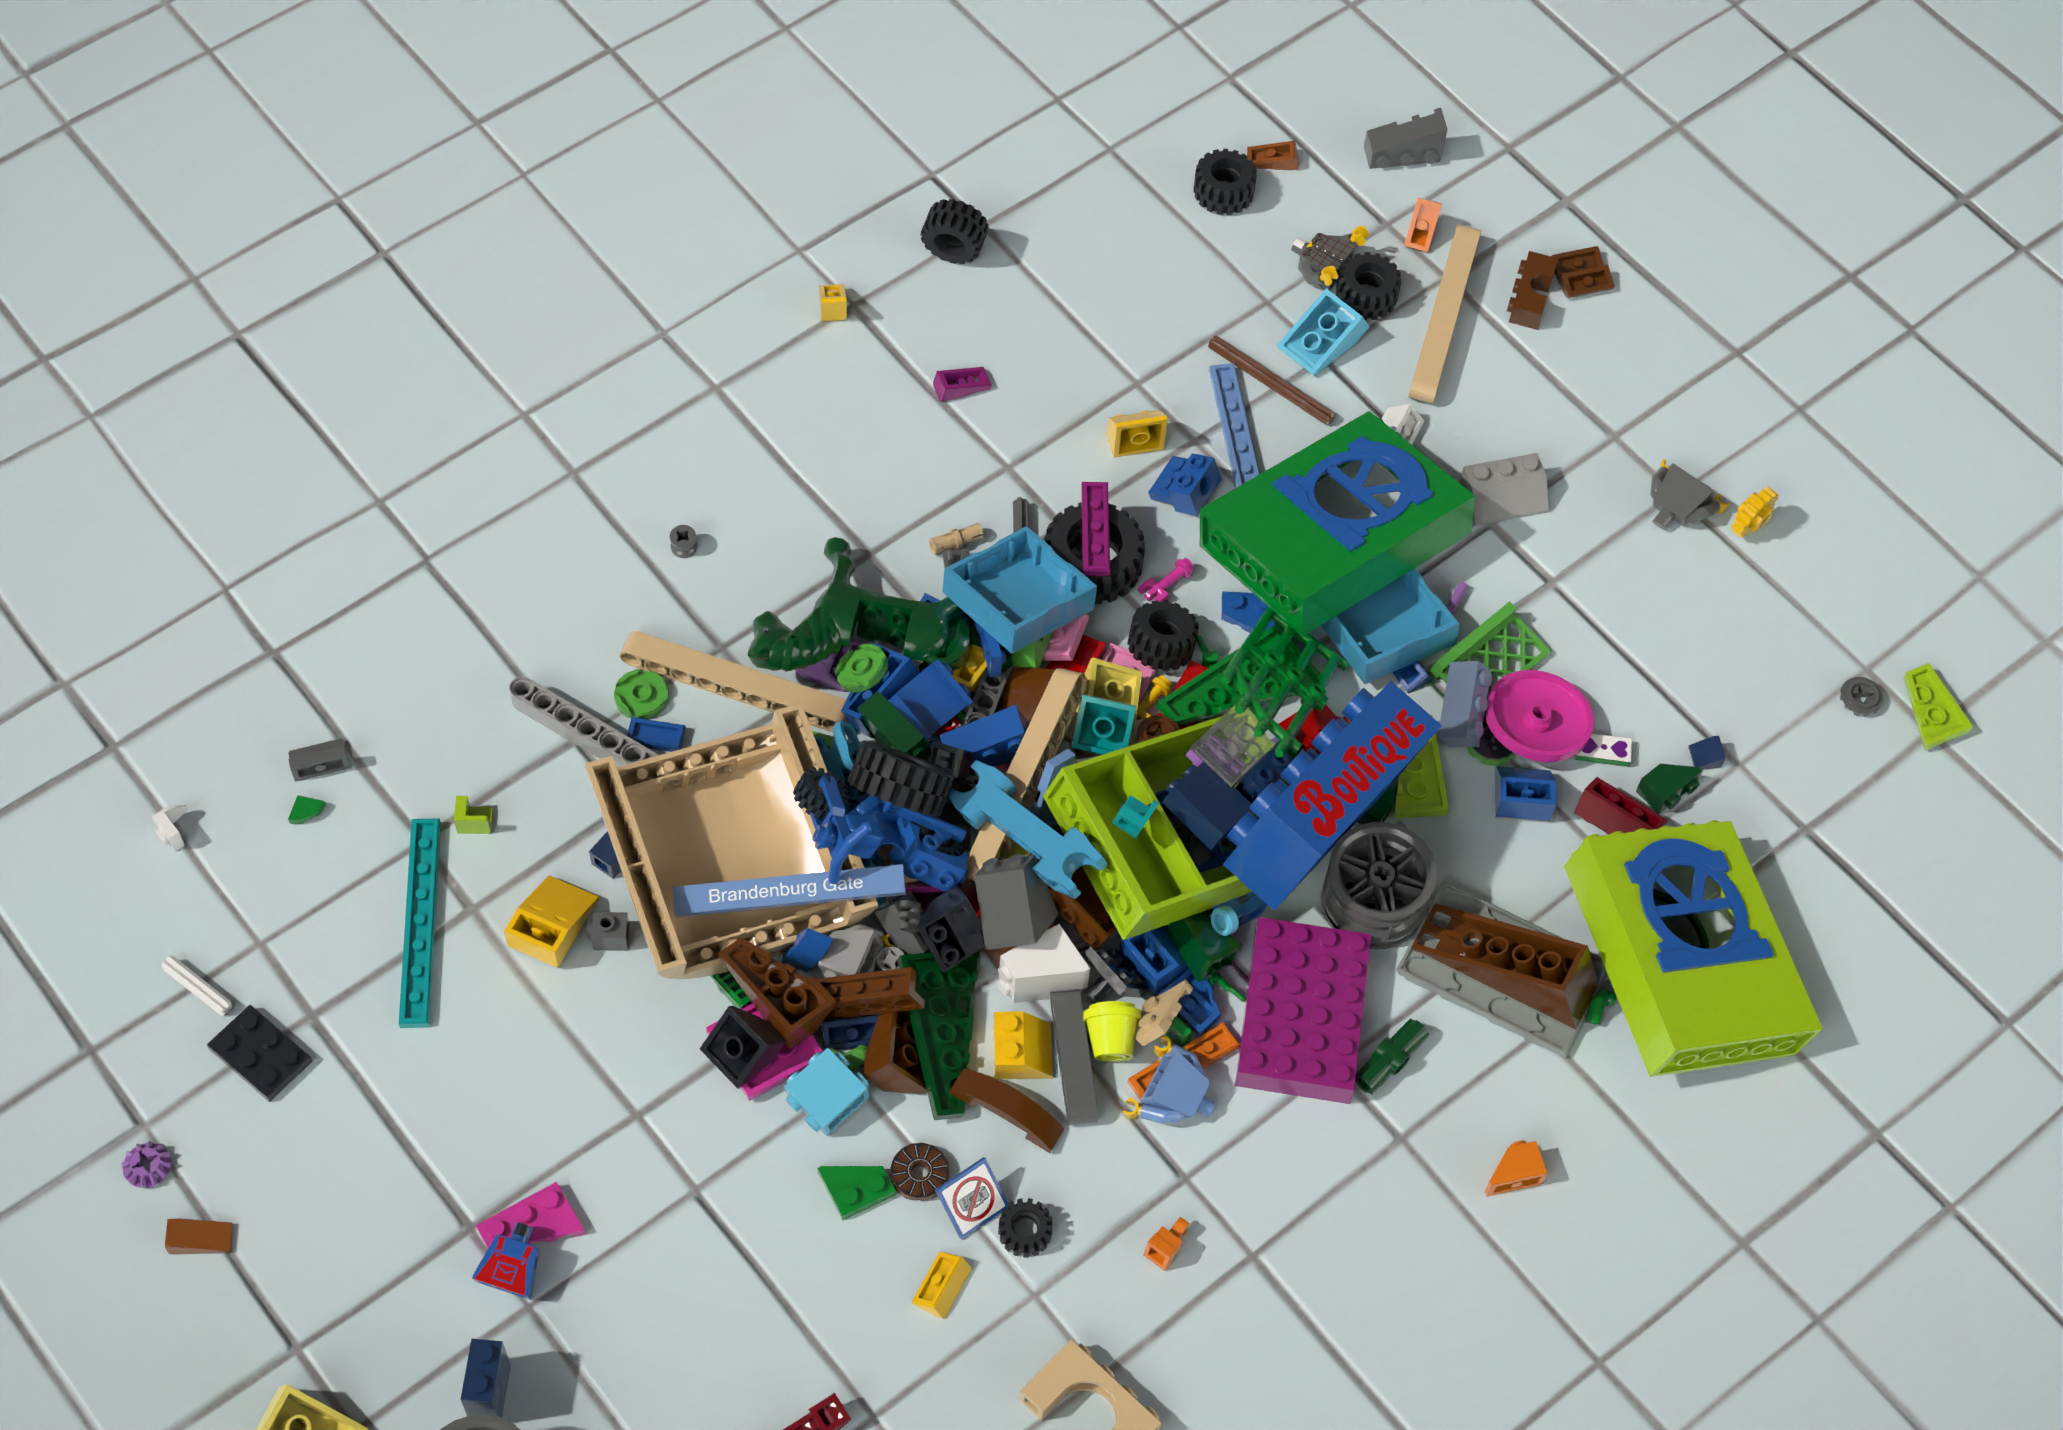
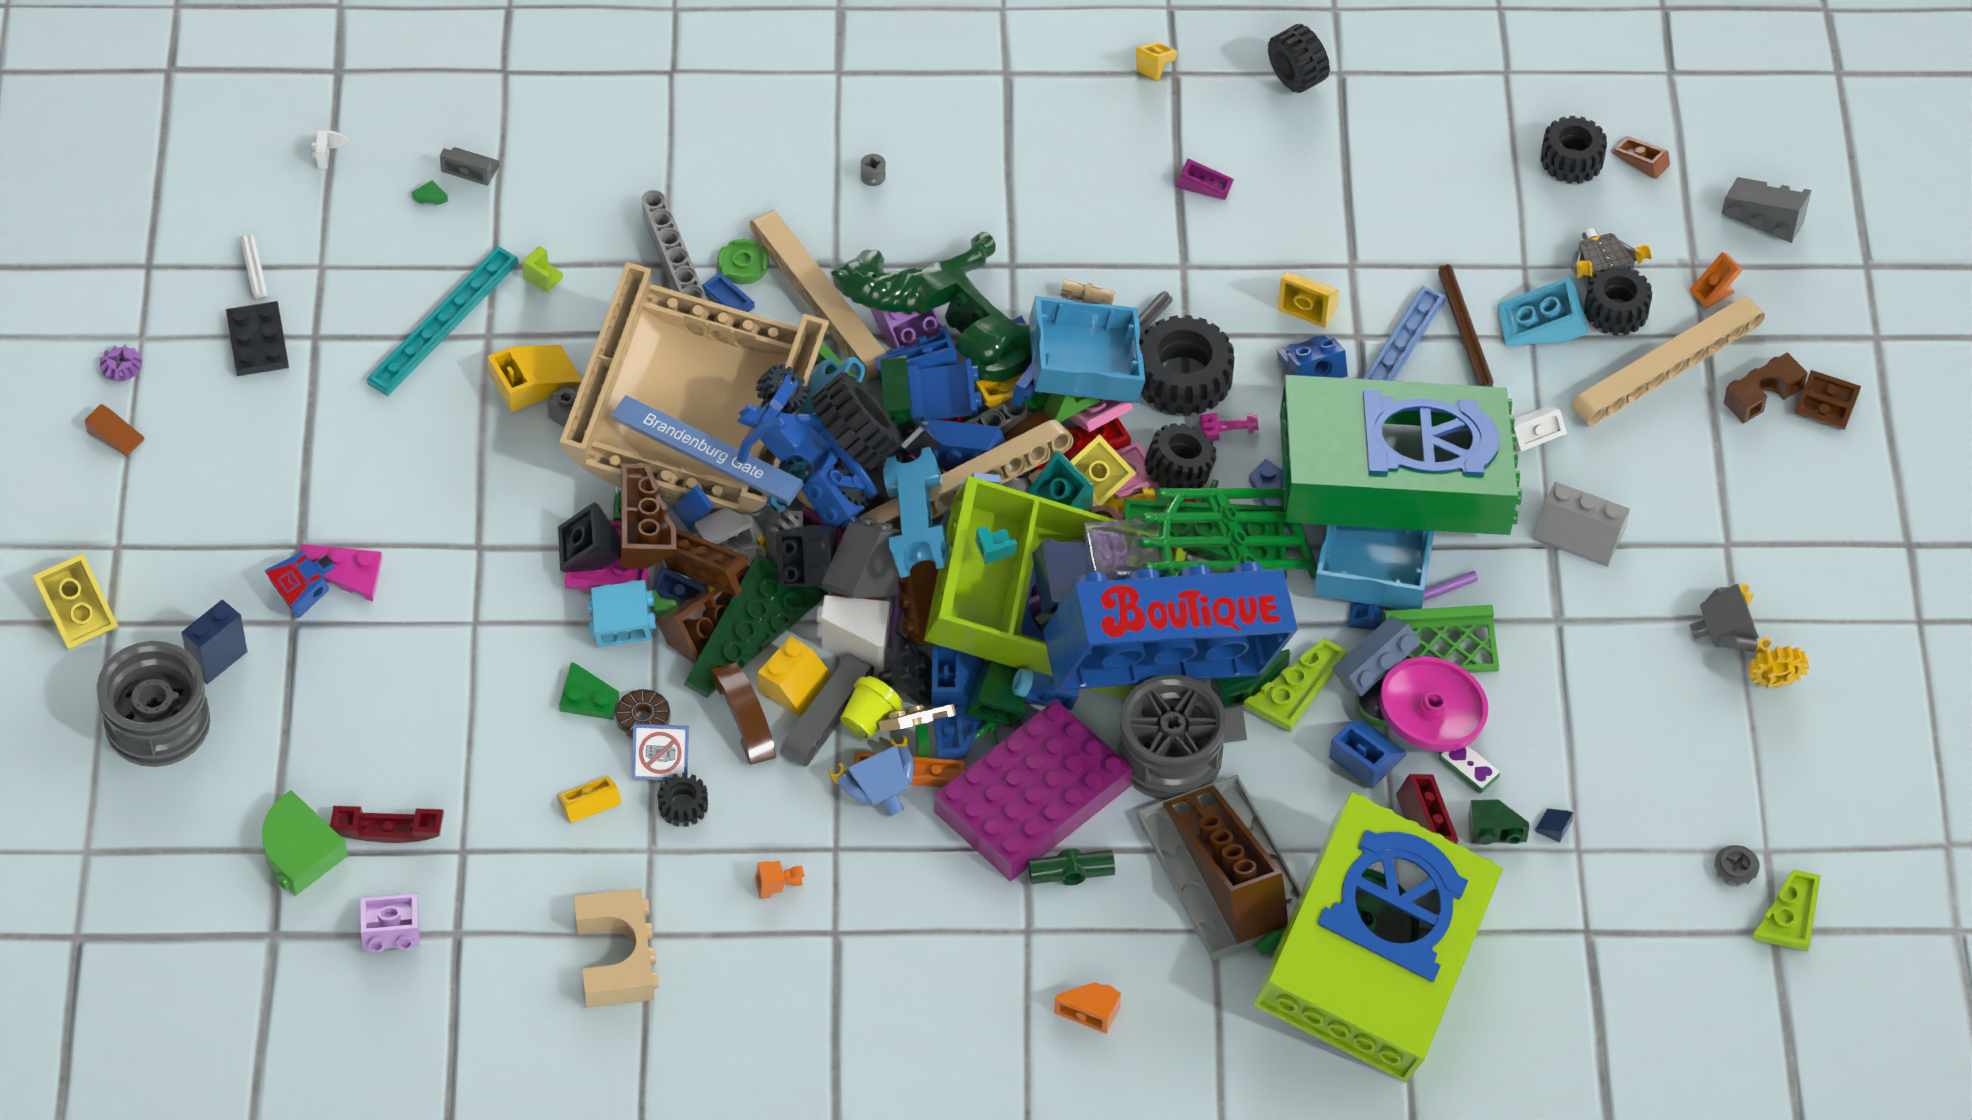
camera: 40 degrees right, 5 degrees down
(861, 668) = (916, 336): bright green tile -> none
(1095, 529) = (1191, 342): magenta tile -> none

